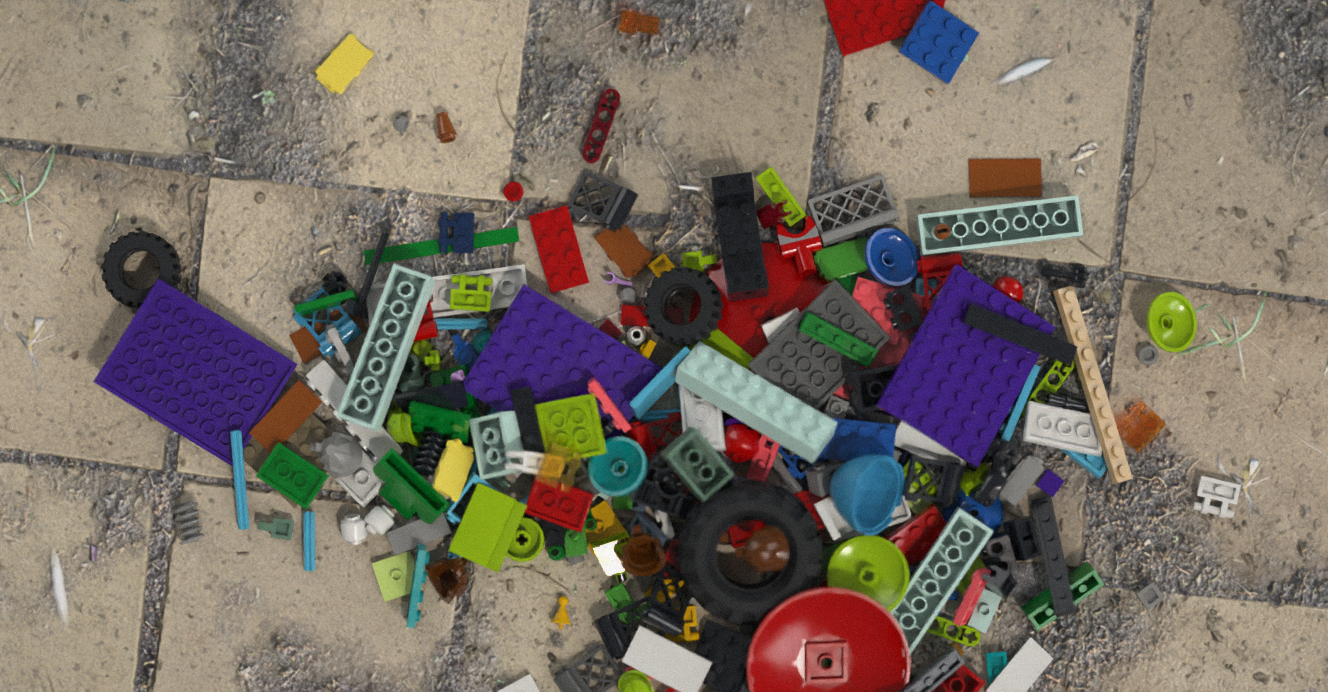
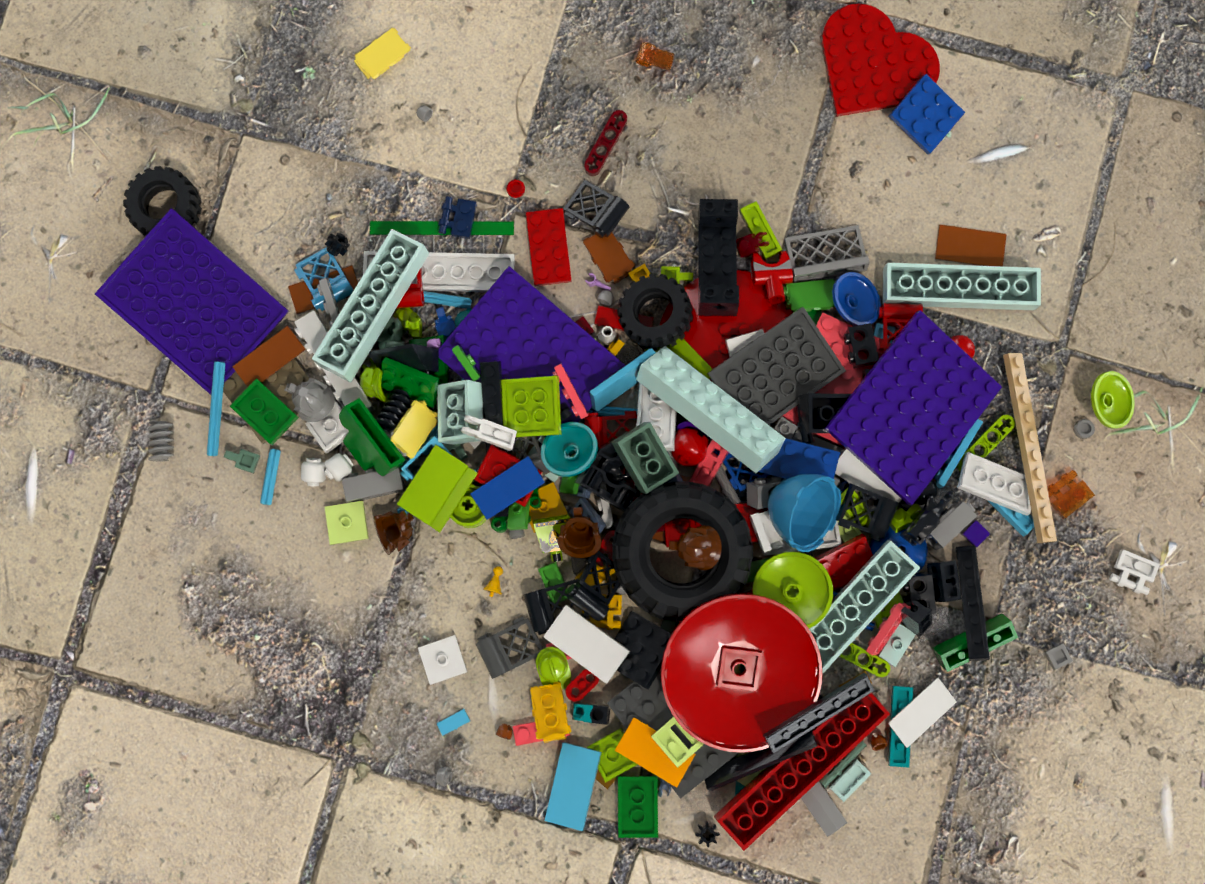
camera: 15 degrees right, 5 degrees down
(325, 302) = (325, 259): green tile -> none
(359, 307) = (354, 268): black piece -> none
(416, 593) = (360, 542): teal plate -> none
(445, 129) = (463, 123): dark orange cone -> none
(471, 299) = (457, 276): lime plate -> none
(497, 393) = (467, 362): none -> bright green plate
(553, 465) = (508, 436): clear yellow plate -> none
(560, 516) = (507, 487): none -> blue piece
(837, 339) = (796, 363): green tile -> none
(943, 235) = (910, 283): dark orange hinge -> none
(1019, 334) = (969, 386): black tile -> none
(1065, 401) = (1001, 458): black pin -> none
(1077, 275) = (1027, 345): black hinge -> none

